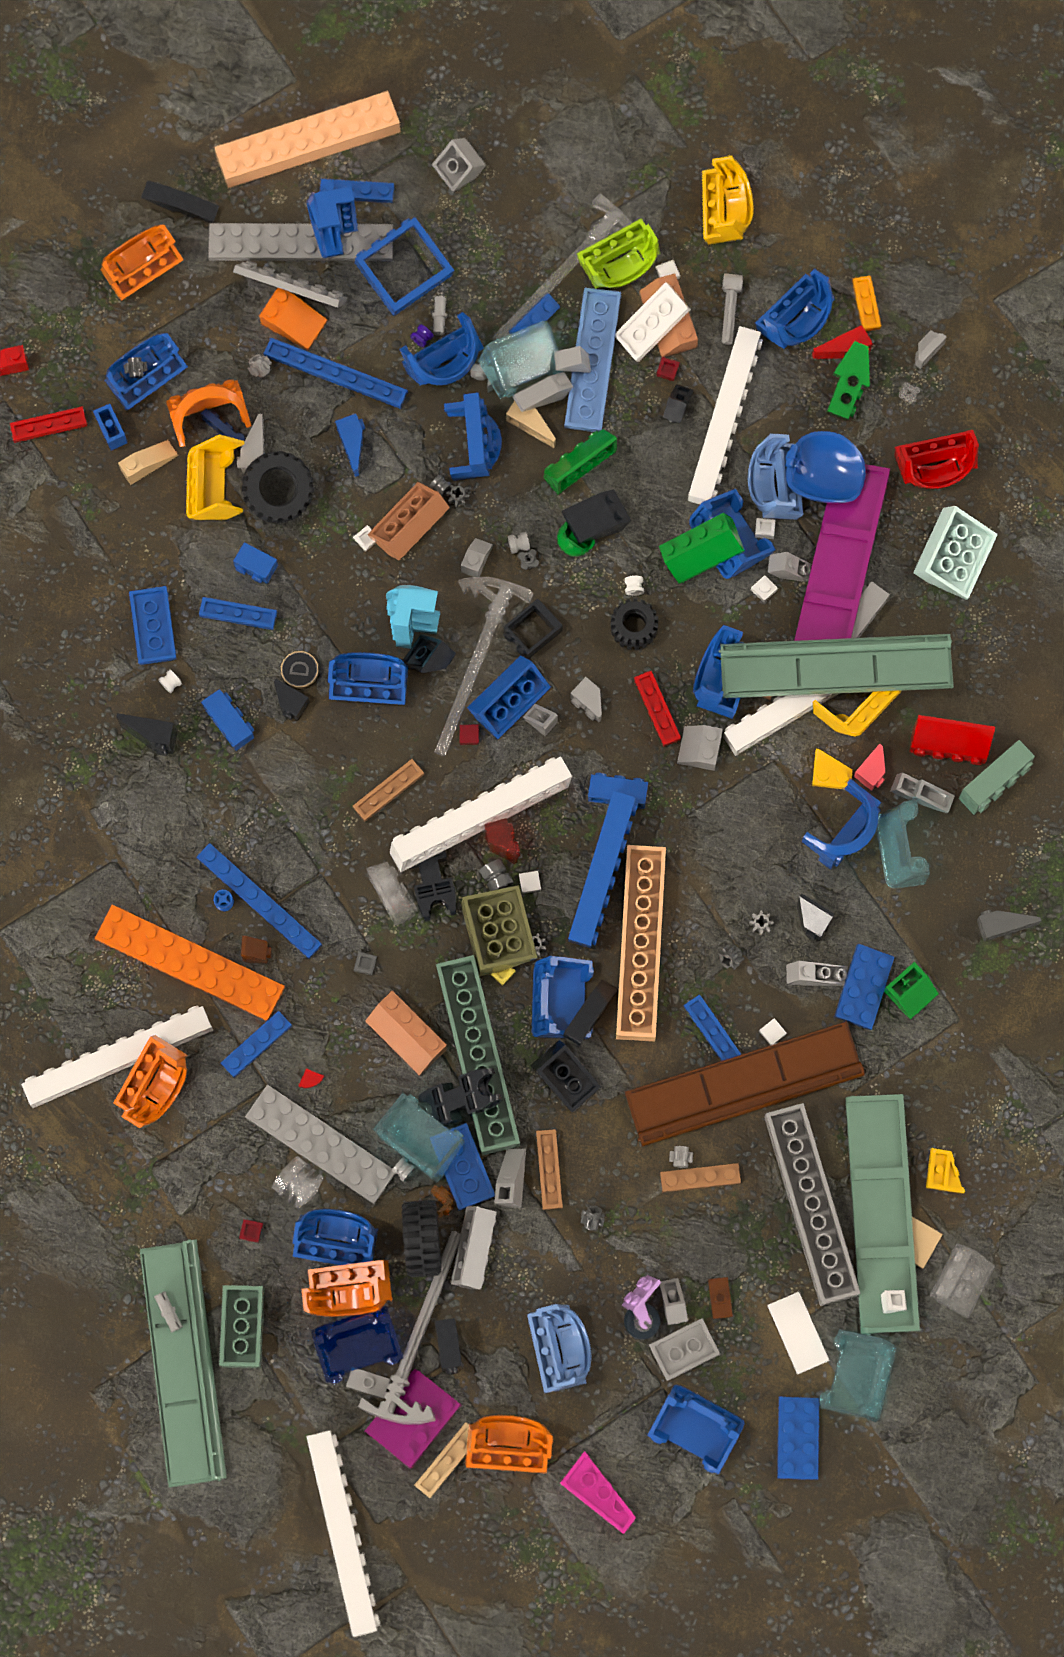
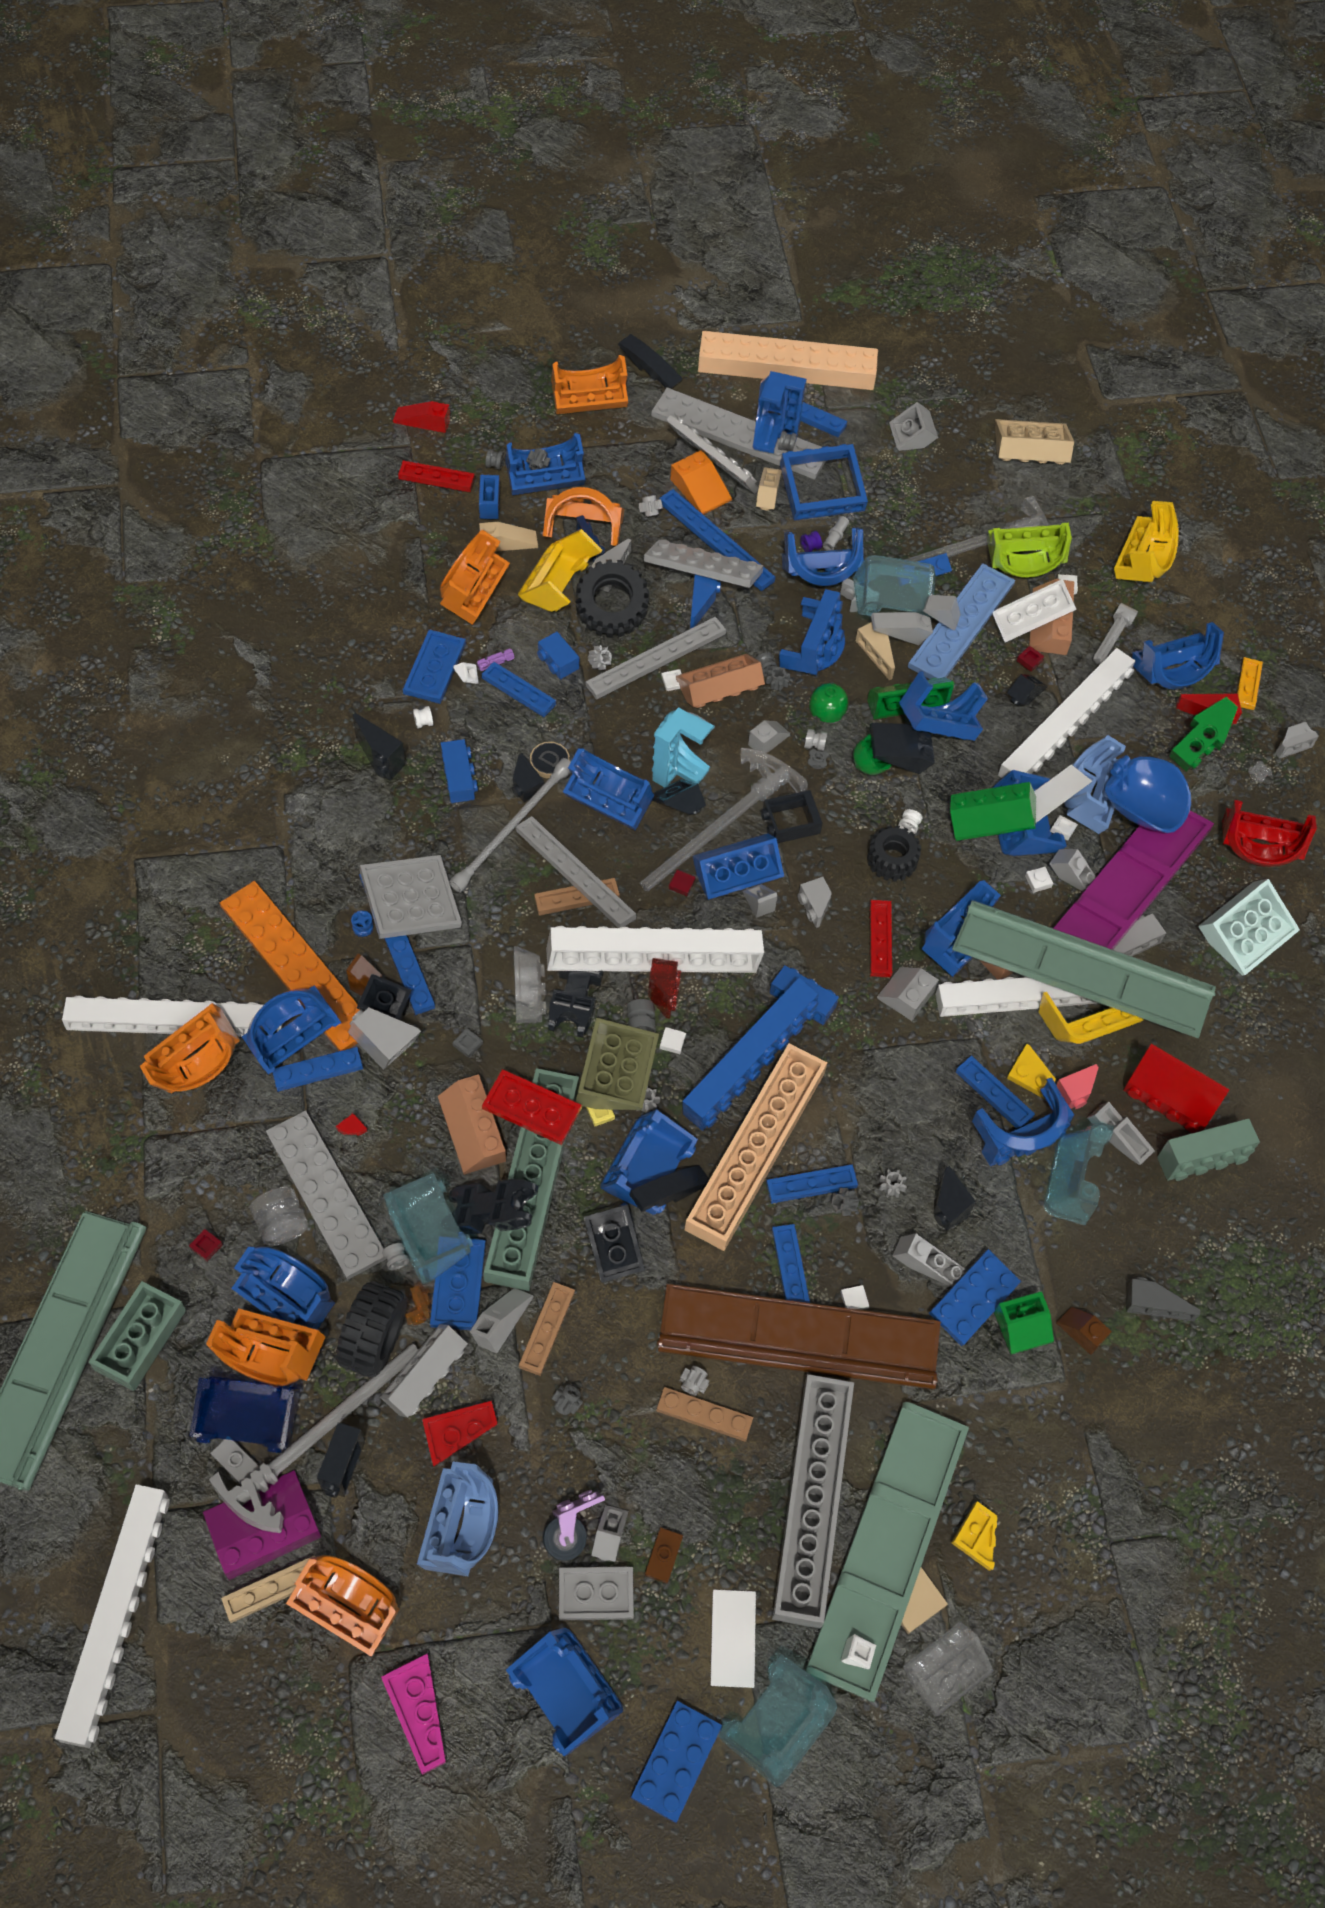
camera: 20 degrees right, 15 degrees down
(92, 381) = (494, 459): none -> dark grey wheel
(129, 523) = (461, 577): none -> orange piece
(168, 1311) = (72, 1284): light grey pin -> none
(185, 619) = (467, 672): none -> white slope
(201, 592) = (499, 658): none -> medium lavender axle
(222, 1033) = (277, 1047): none -> blue piece
(251, 858) = (410, 896): none -> light grey plate
(283, 963) = (384, 997): none -> black slope
(284, 820) = (461, 879): none -> light grey hose
(293, 548) = (600, 657): none -> light grey gear
(298, 996) = (382, 1035): none -> light grey slope
(338, 408) = (703, 563): none -> light grey plate
(341, 524) = (655, 658): none -> light grey plate
(352, 237) = (787, 441): none -> dark grey wheel
(356, 293) = (768, 488): none -> tan slope
(377, 770) = (576, 872): none -> light grey plate
(450, 999) = (532, 1107): none -> red plate
(512, 499) = (829, 702): none -> green cylinder
(520, 1279) = (457, 1429): none -> red wing
(573, 124) = (1033, 441): none -> tan slope
(608, 479) = (951, 719): none -> blue piece
(697, 953) = (811, 1183): none -> blue plate
(748, 500) = (1059, 790): none -> white sticker
(808, 805) = (995, 1092): none -> blue plate
(957, 973) = (1084, 1329): none -> reddish brown slope

